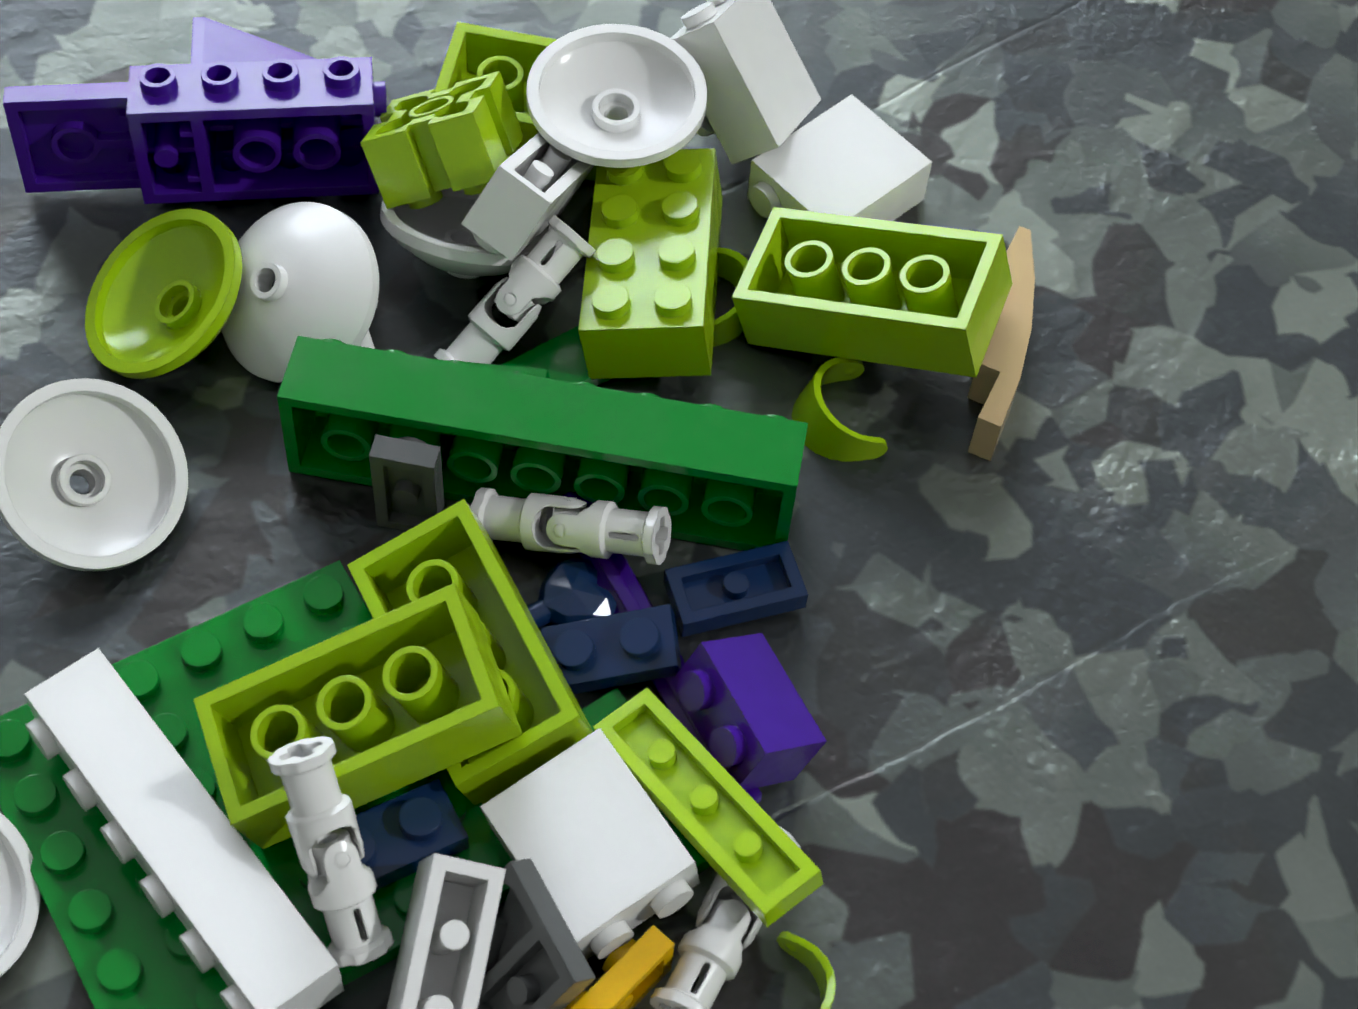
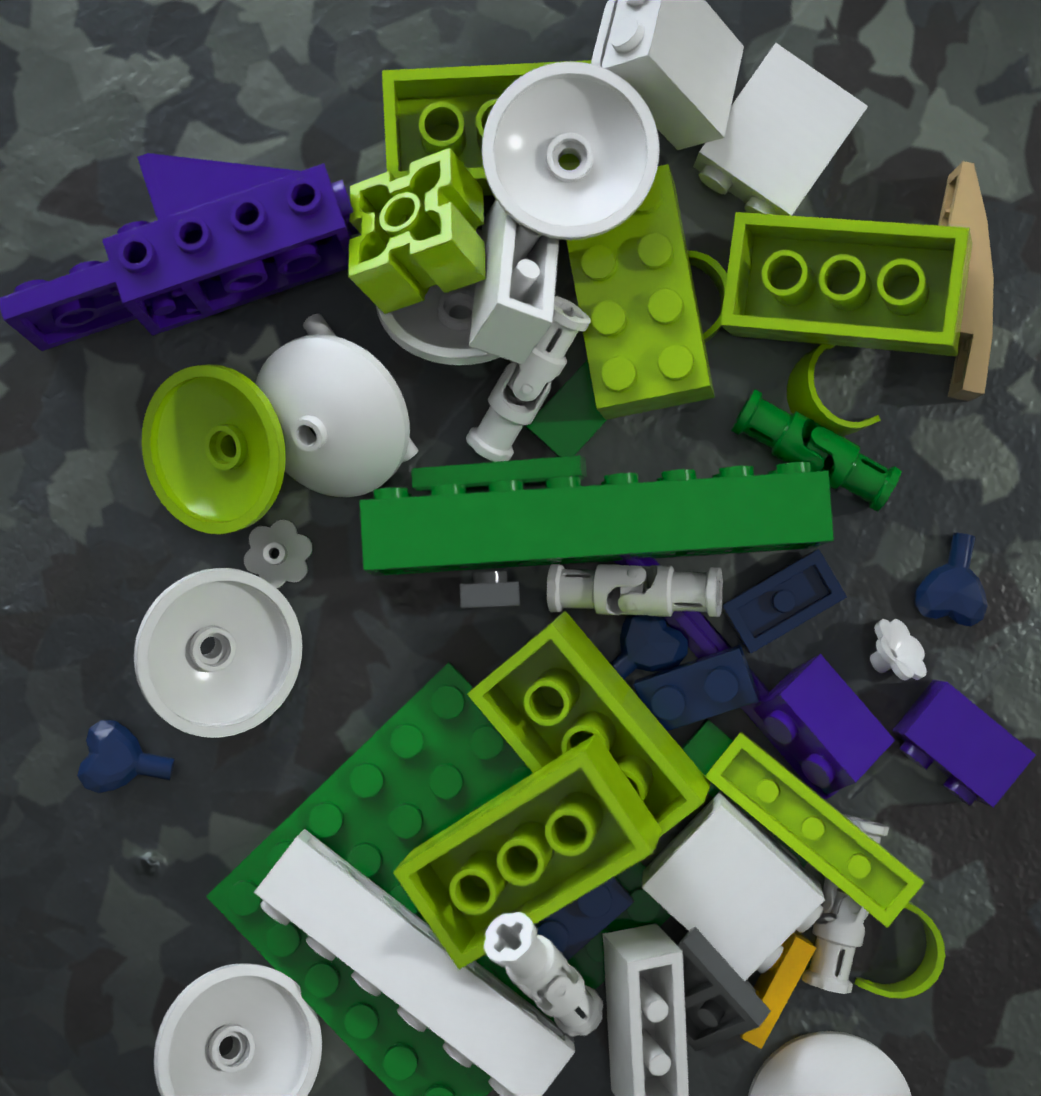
camera: 10 degrees left, 30 degrees up
(199, 424) = (293, 550): none -> white plant
(839, 473) = (786, 435): none -> green piece
(853, 667) = (898, 651): none -> white plant
(908, 779) = (962, 744): none -> dark purple brick
(934, 624) = (953, 587): none -> dark blue rock

